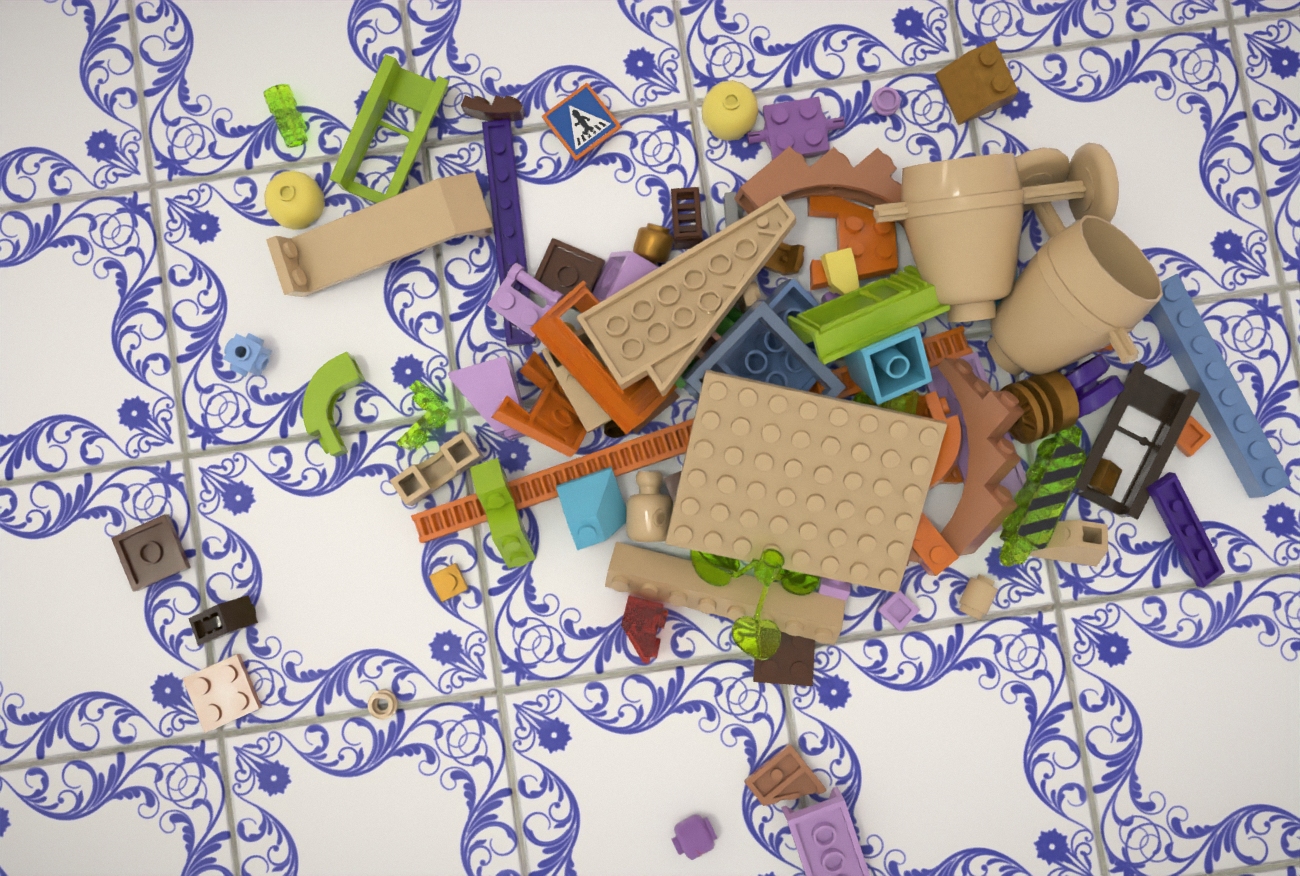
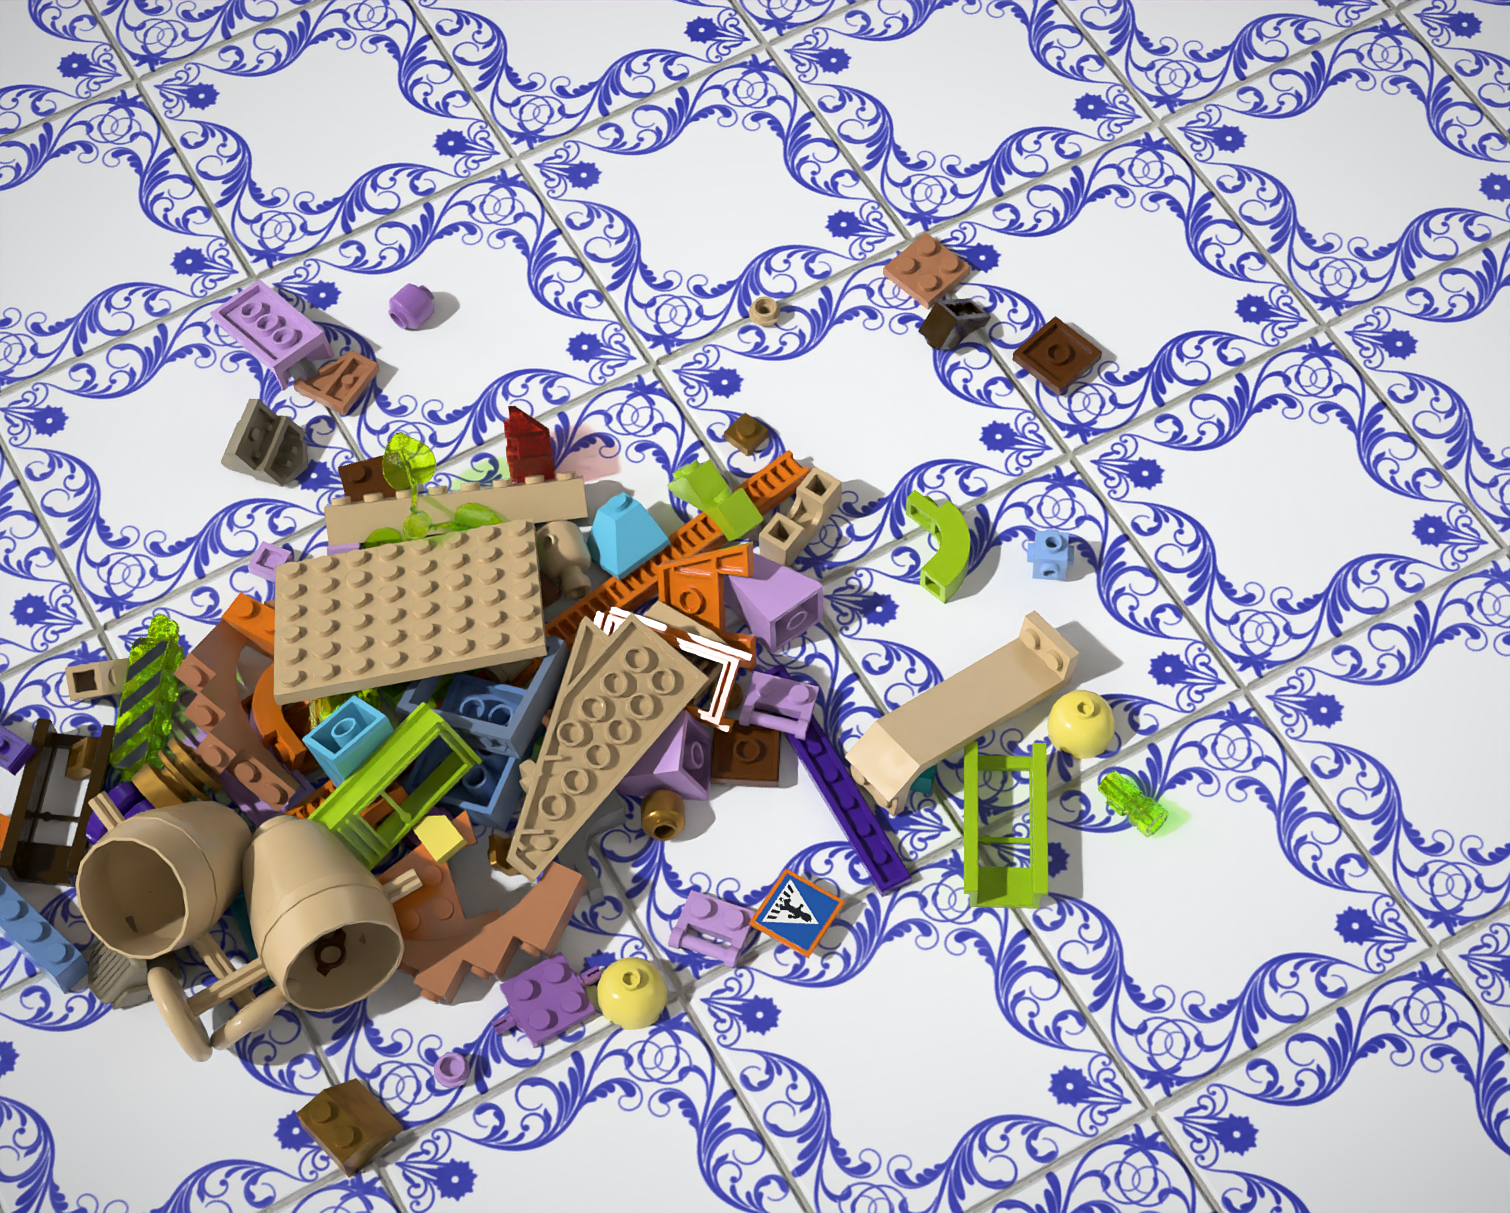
camera: 155 degrees right, 25 degrees down
(435, 416) = (832, 566): clear neon green bracket -> none
(500, 109) = (890, 895): reddish brown slope -> none
(643, 146) = (716, 920): none -> lavender plate
(690, 235) = (628, 836): reddish brown slope -> none
(871, 727) = (266, 446): none -> dark tan piece
(978, 597) = (189, 600): tan brick -> none

